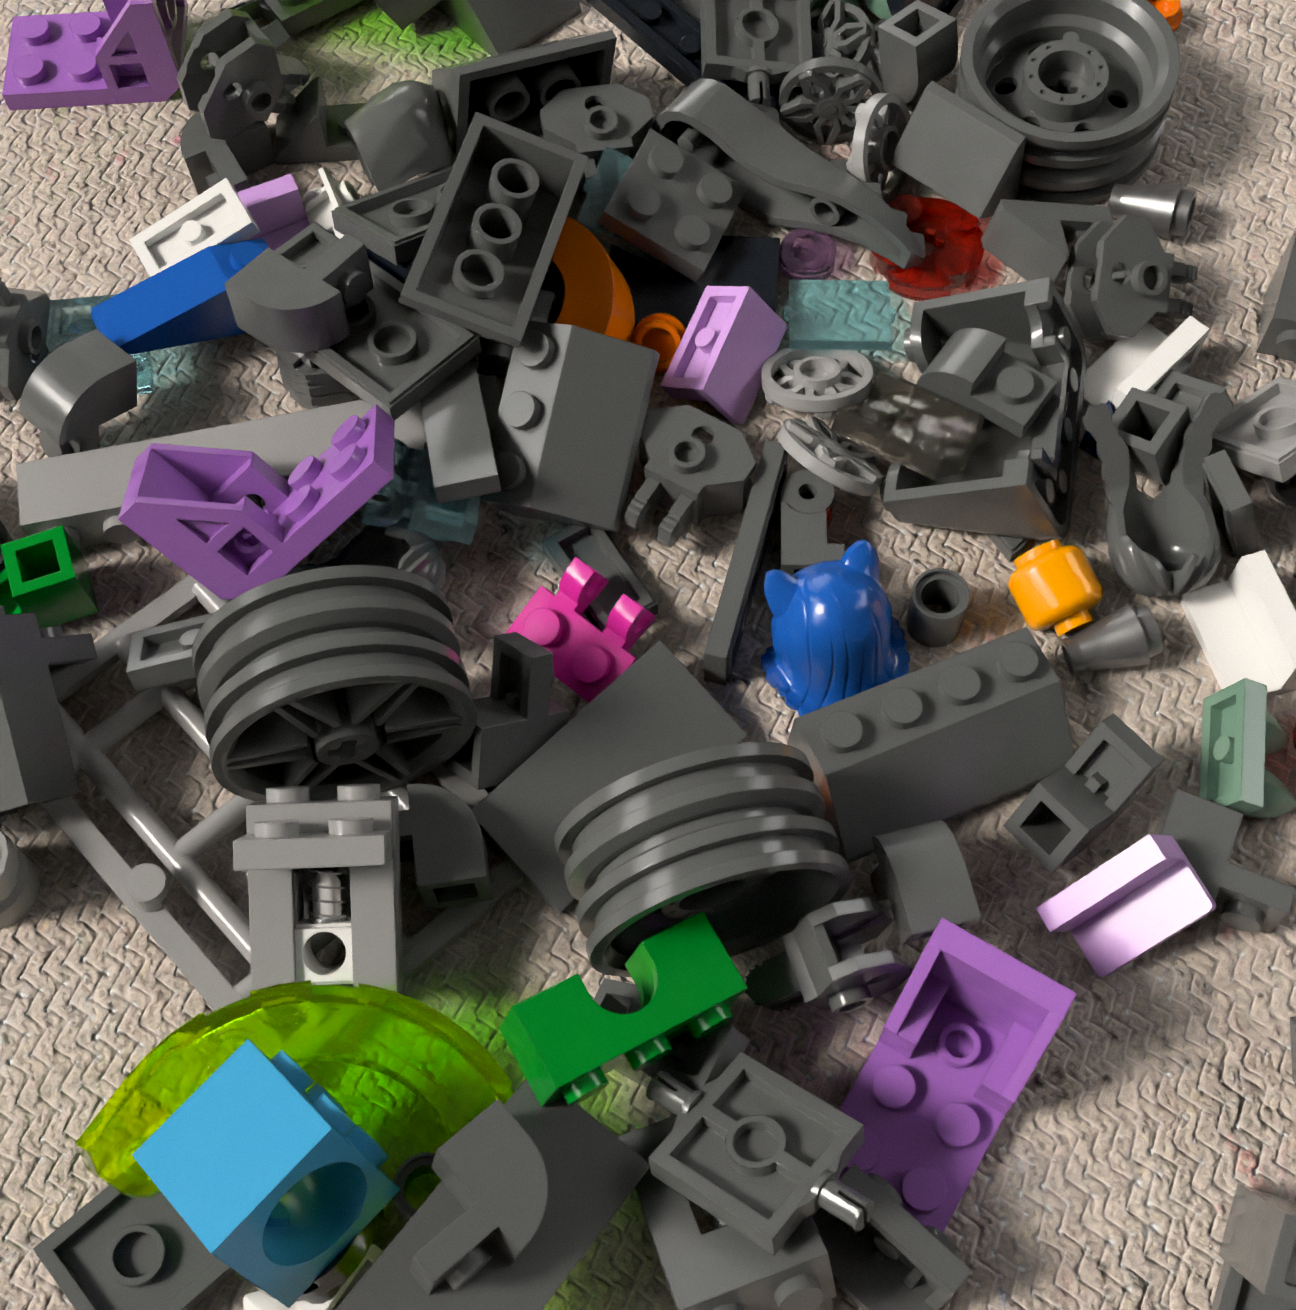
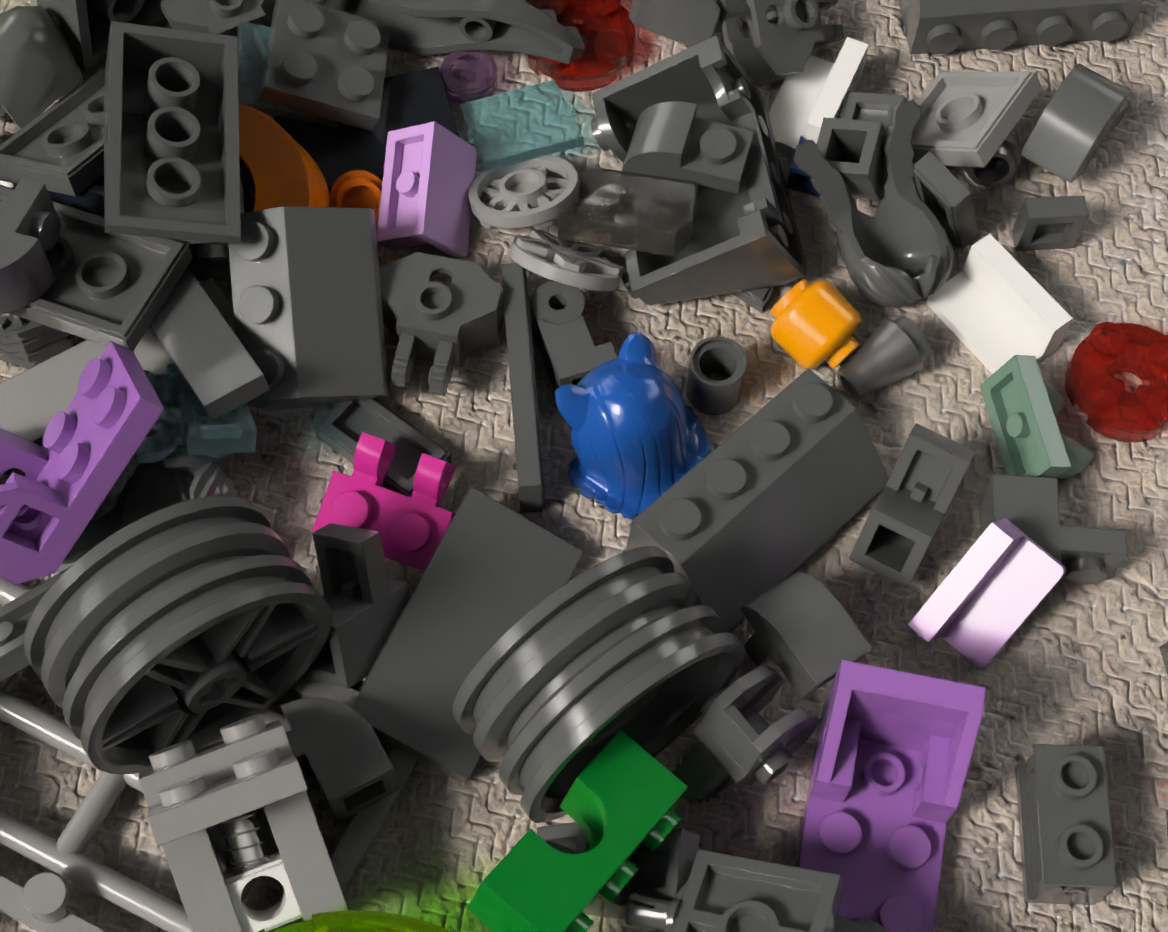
camera: 25 degrees left, 0 degrees up
(1124, 1160) = (1065, 825): none -> dark grey hinge

